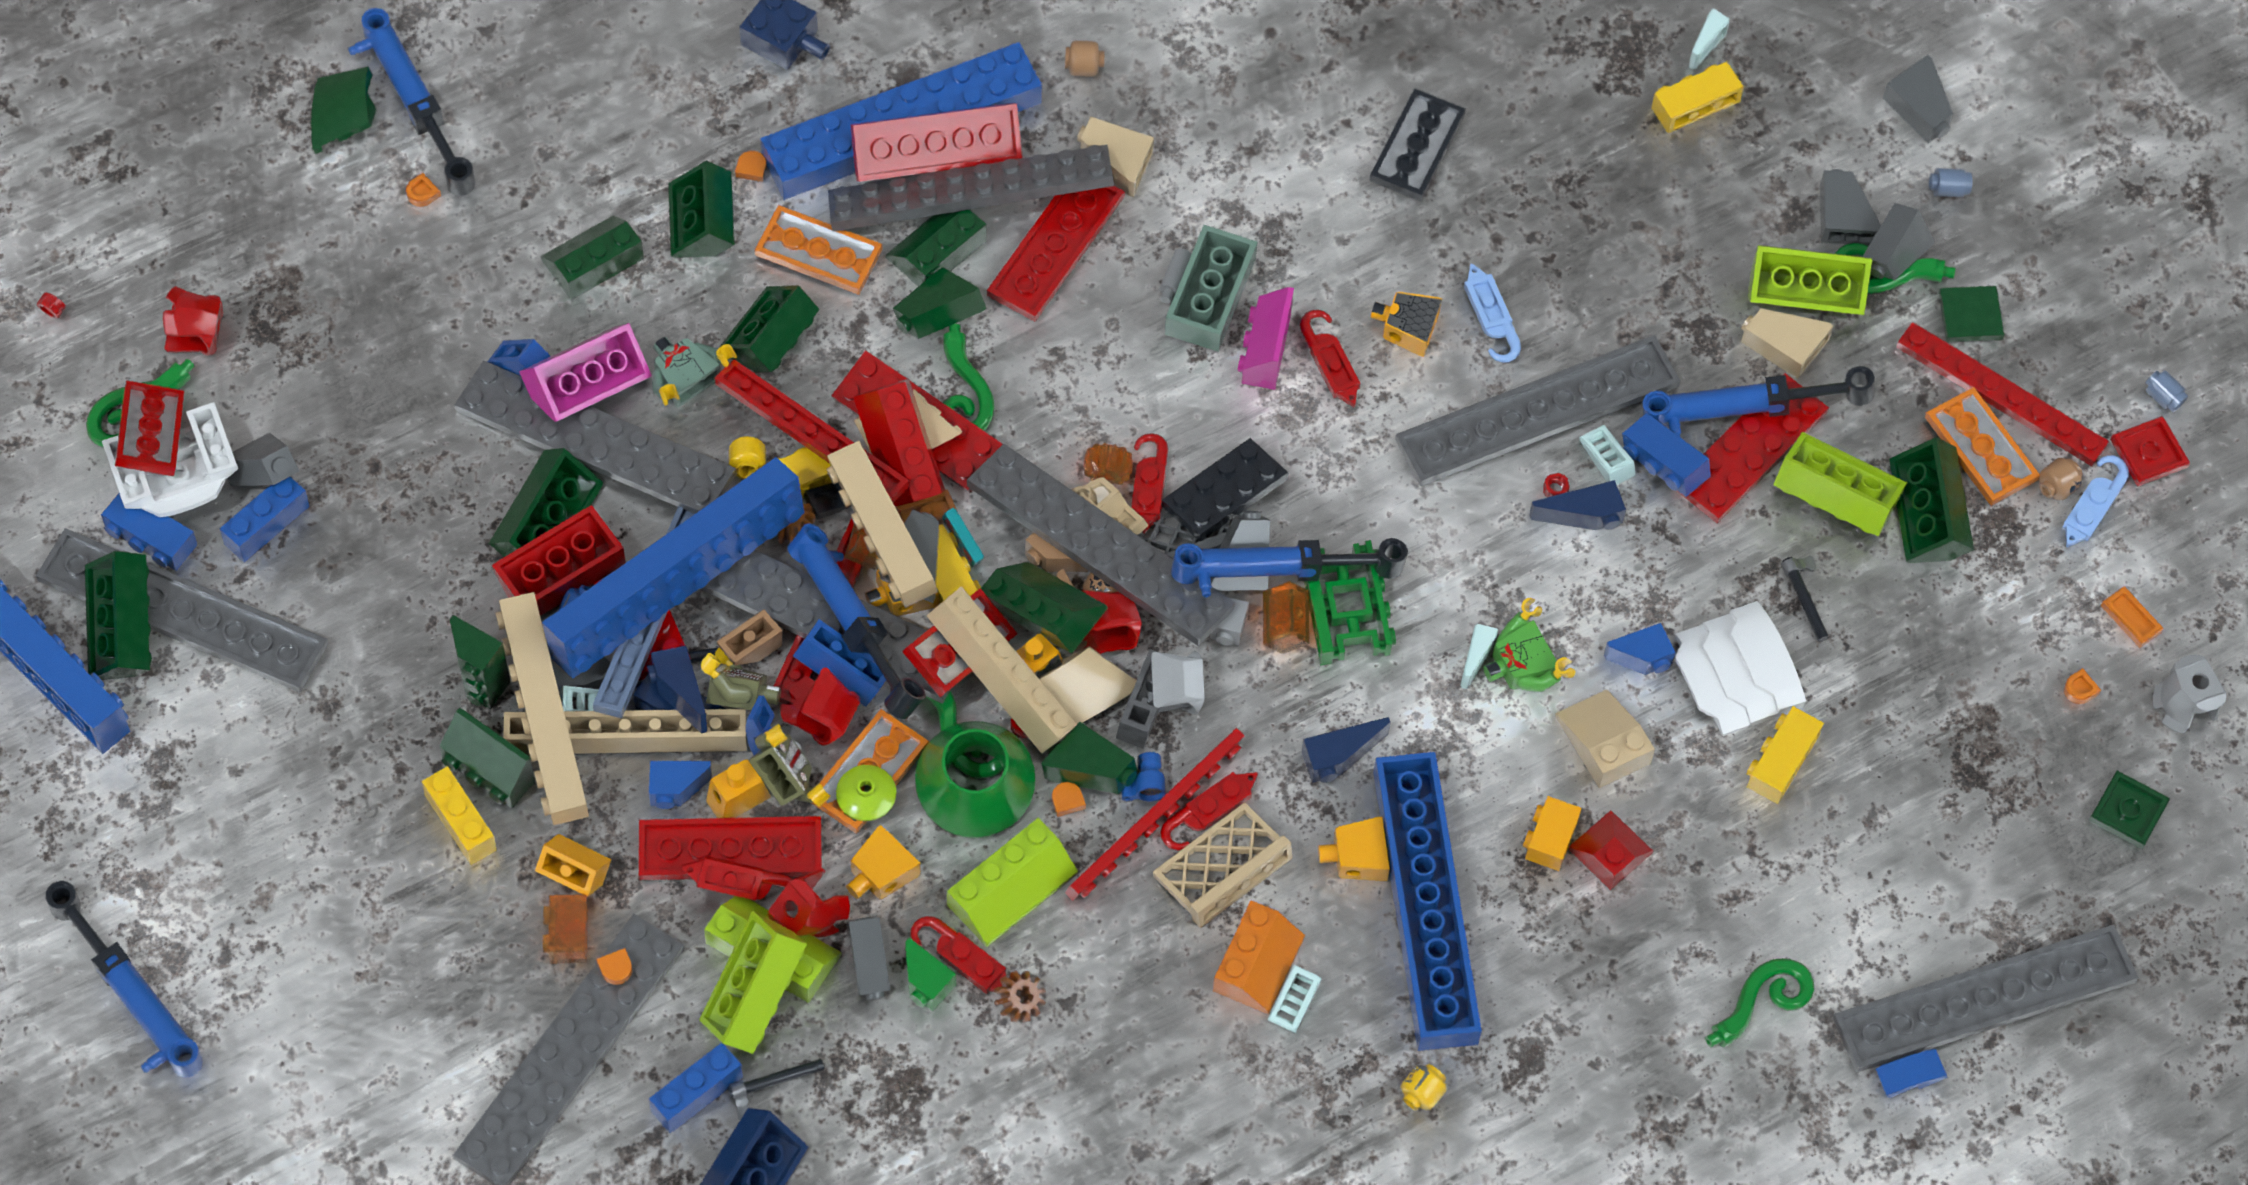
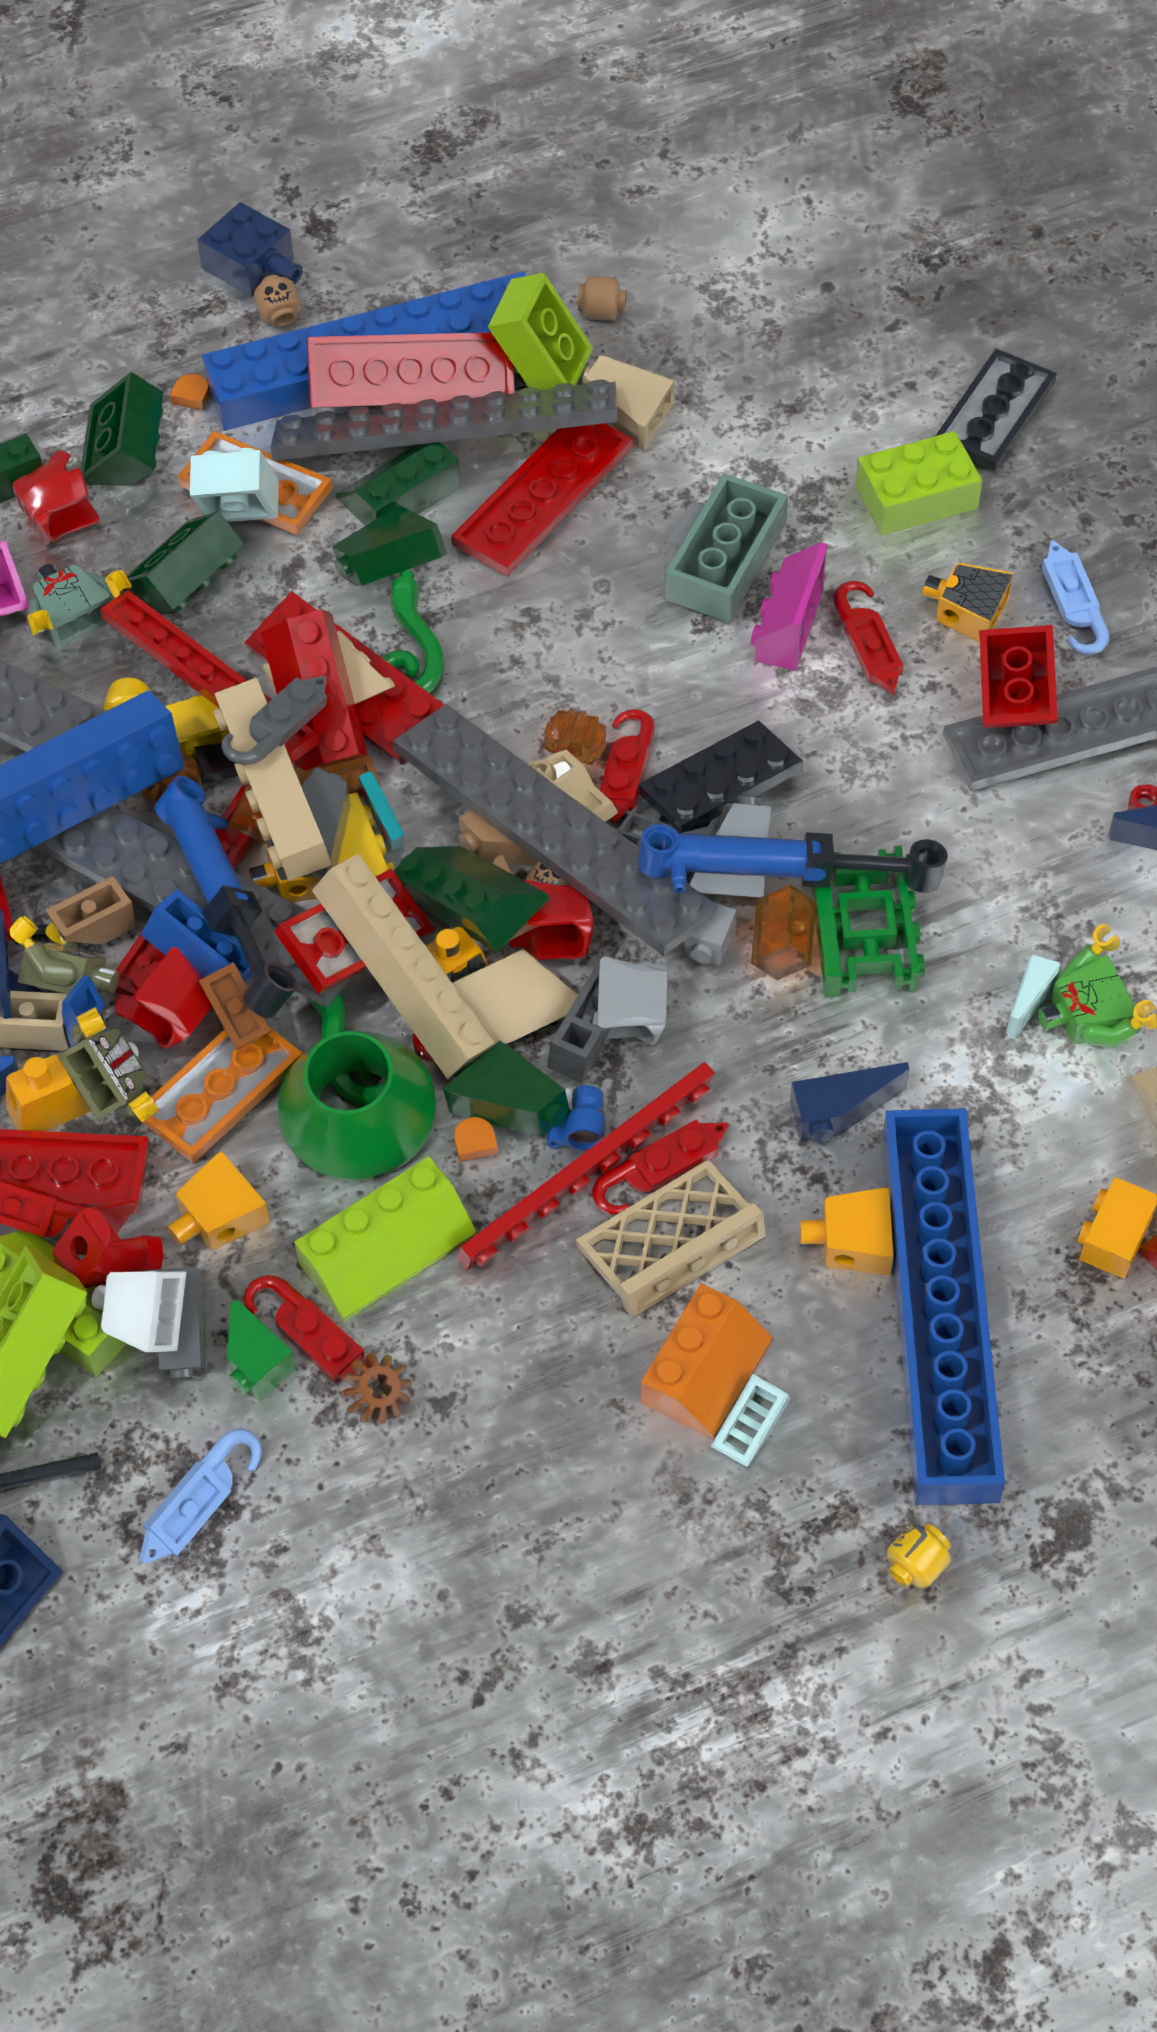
camera: 10 degrees right, 5 degrees down
(658, 278) = (55, 499): none -> red piece
(808, 261) = (234, 484): none -> light aqua brick
(813, 77) = (277, 301): none -> medium nougat head
(845, 951) = (142, 1308): none -> white torso
(870, 704) = (225, 993): none -> dark orange plate
(870, 804) = (215, 1124): lime dish -> none
(884, 476) = (280, 719): none -> dark grey plate
(899, 1086) = (195, 1498): none -> light blue plate
(1041, 107) = (540, 333): none -> lime brick
(1360, 218) = (918, 482): none -> lime brick
(1451, 391) = (1018, 676): none -> red slope

